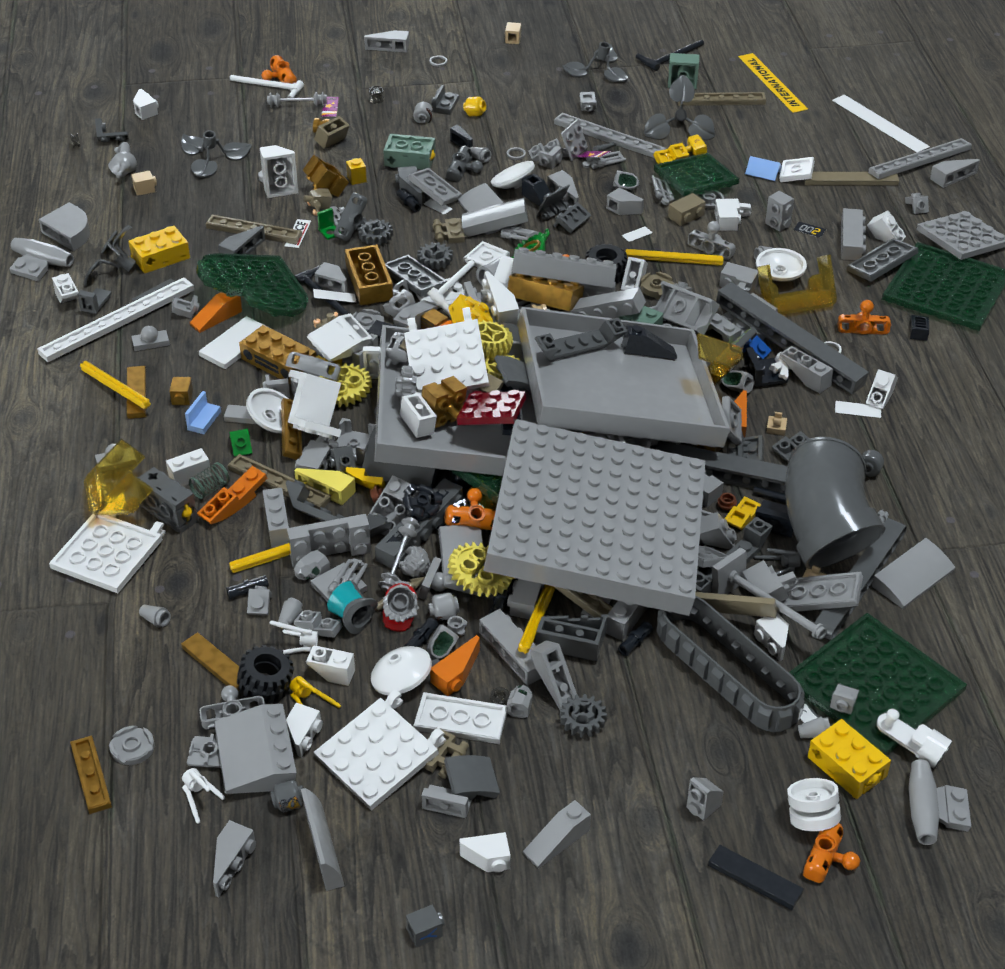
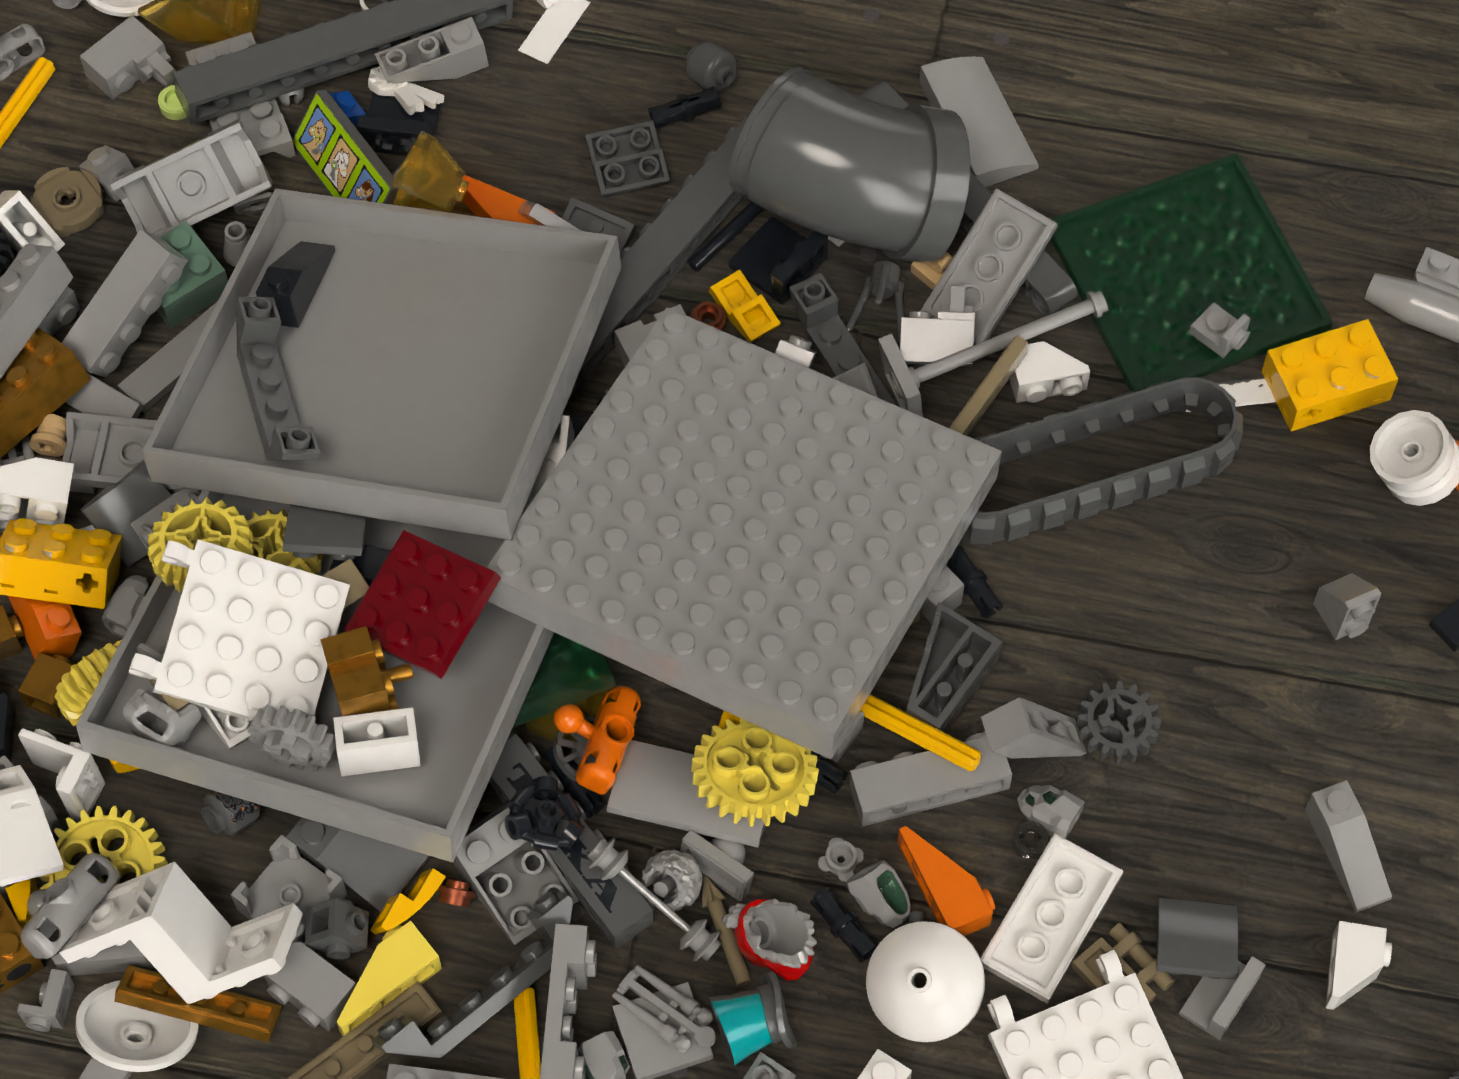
camera: 70 degrees left, 20 degrees up
(443, 606) = (799, 863): light grey head -> none
(776, 424) = (546, 165): tan tile -> none
(813, 728) = (1252, 394): light grey cone -> none
(923, 741) = (1342, 261): white piece -> none

